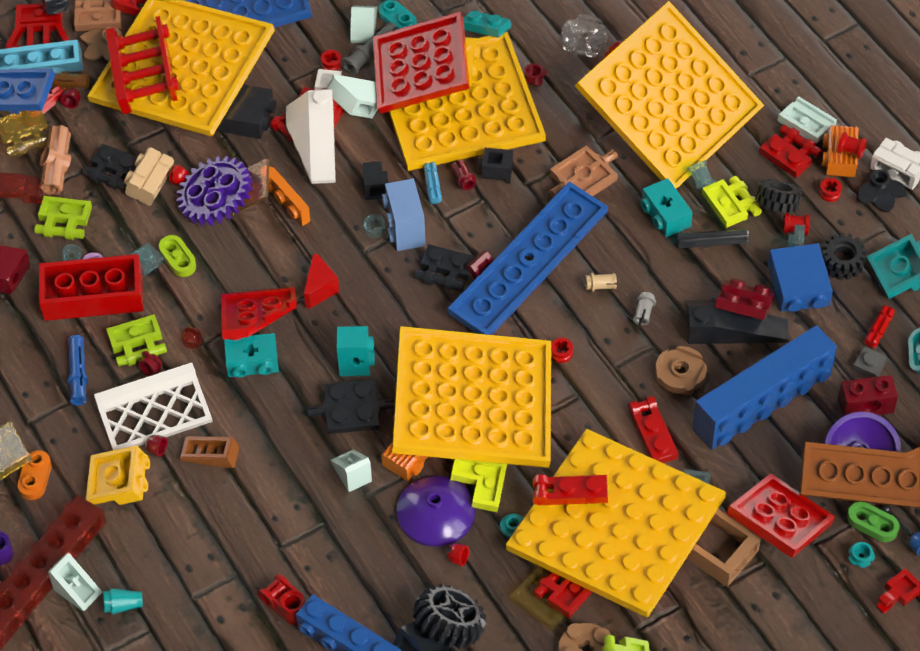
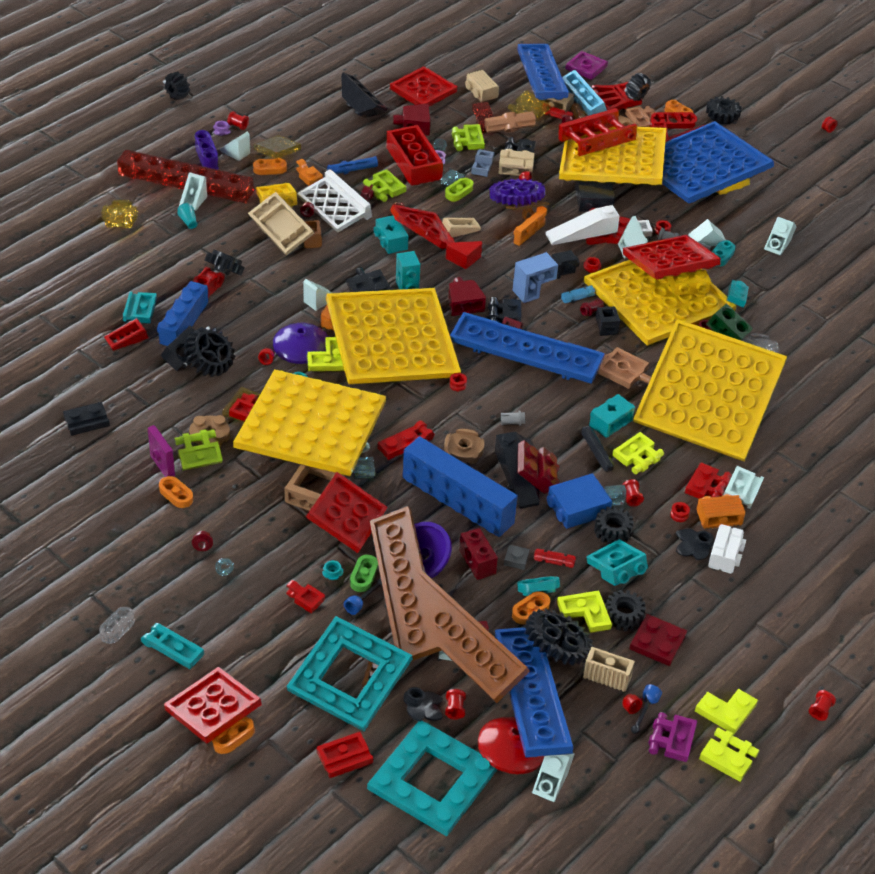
camera: 70 degrees right, 10 degrees down
(74, 427) = (308, 175): none -> orange plate
(123, 216) = (482, 163): none -> sand blue slope
(195, 480) = (281, 223): none -> tan slope
(255, 276) = (461, 226): none -> tan slope
(263, 565) = (224, 262): none -> black gear
(382, 152) = (592, 265): none -> red plate
(406, 302) = (465, 297): none -> dark red torso
(548, 48) = (729, 323): none -> dark green brick
(570, 490) = (324, 388): red plate -> none
(601, 281) = (525, 388): tan pin -> none
(701, 174) = (651, 427): clear light blue bush -> none
(778, 195) = (651, 473): black tyre -> none
(851, 145) = (717, 503): red bush -> none

